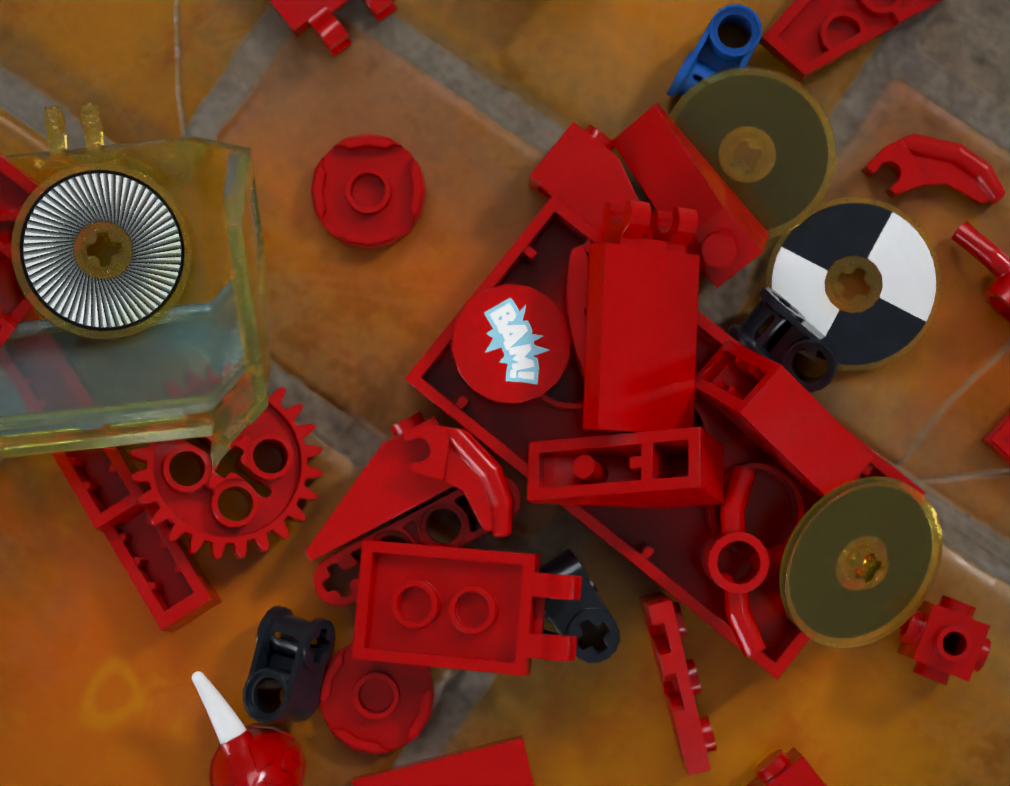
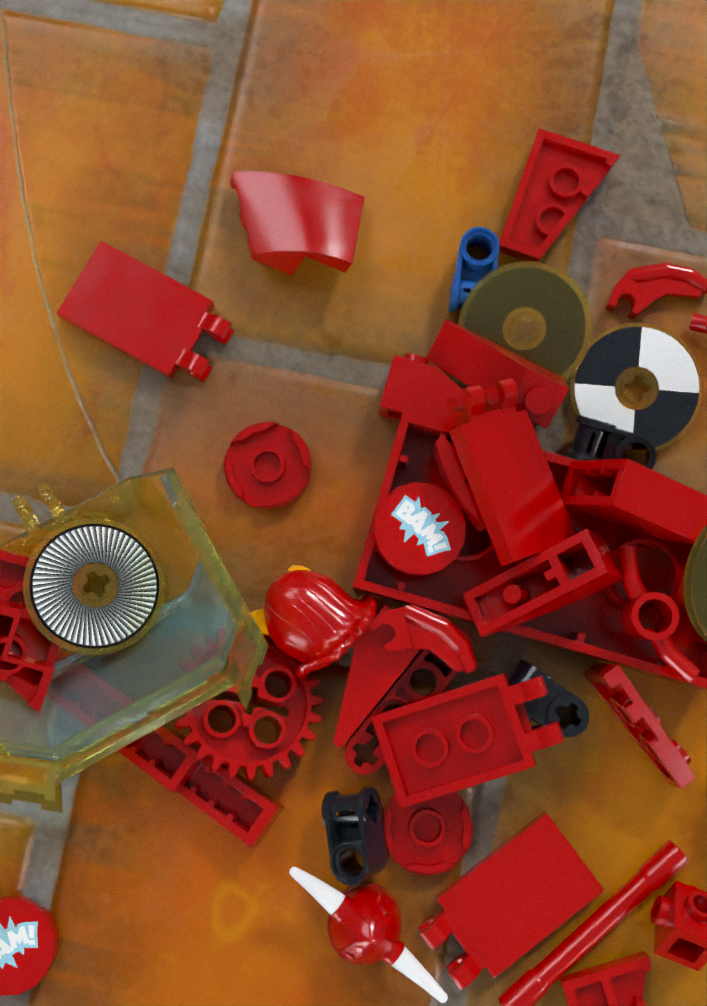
camera: 25 degrees left, 5 degrees down
(342, 394) = (313, 617): none -> red hair

